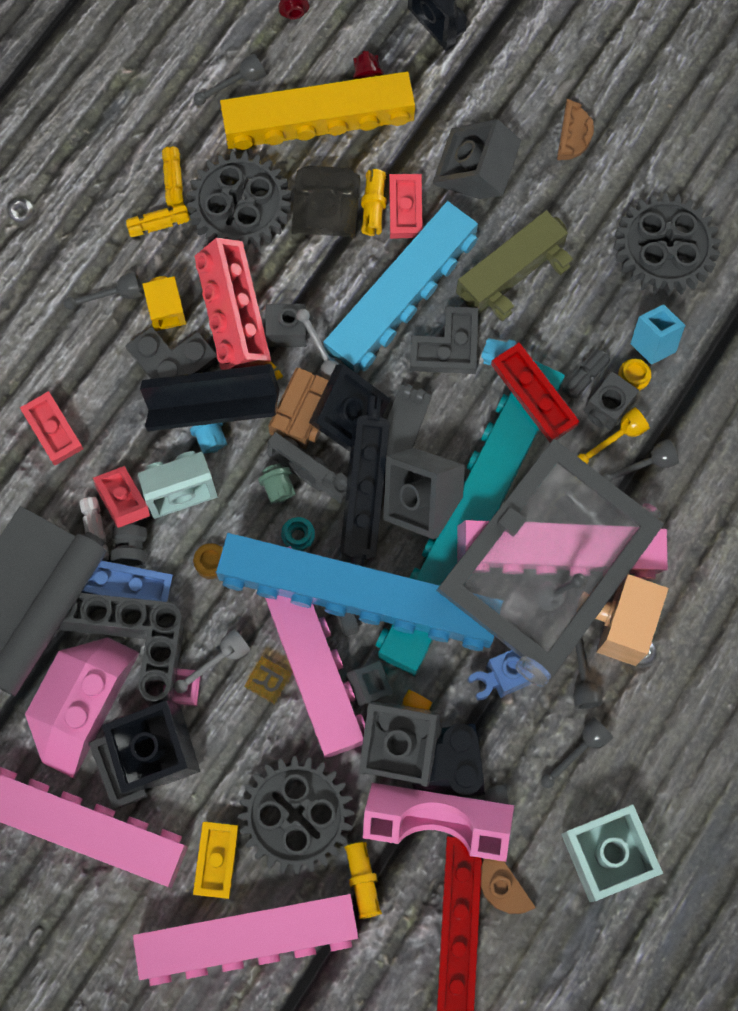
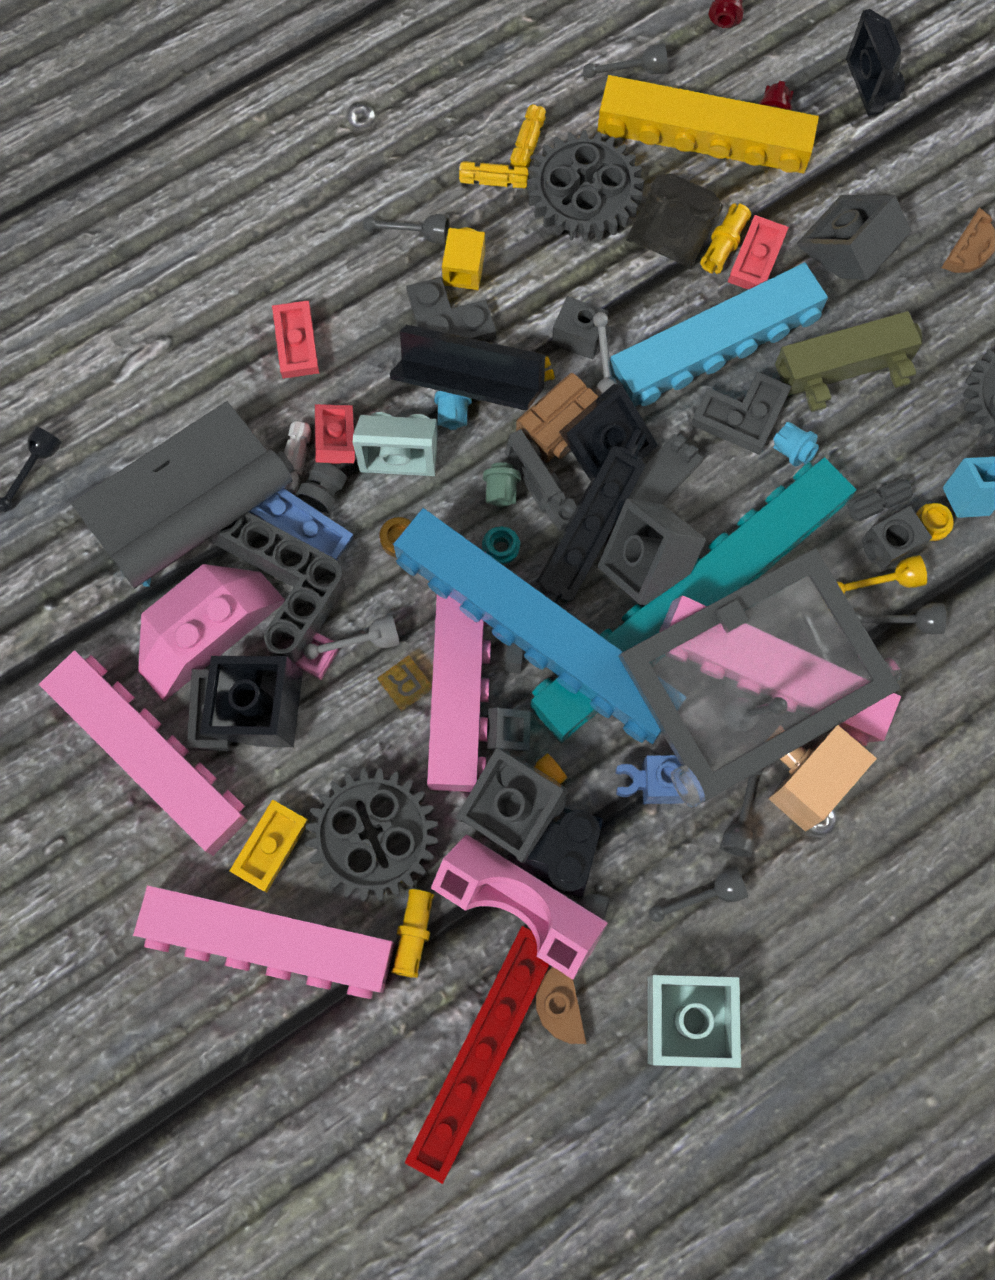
camera: 25 degrees right, 0 degrees up
(231, 305) = (532, 282): coral brick -> none
(535, 392) = (815, 494): red plate -> none

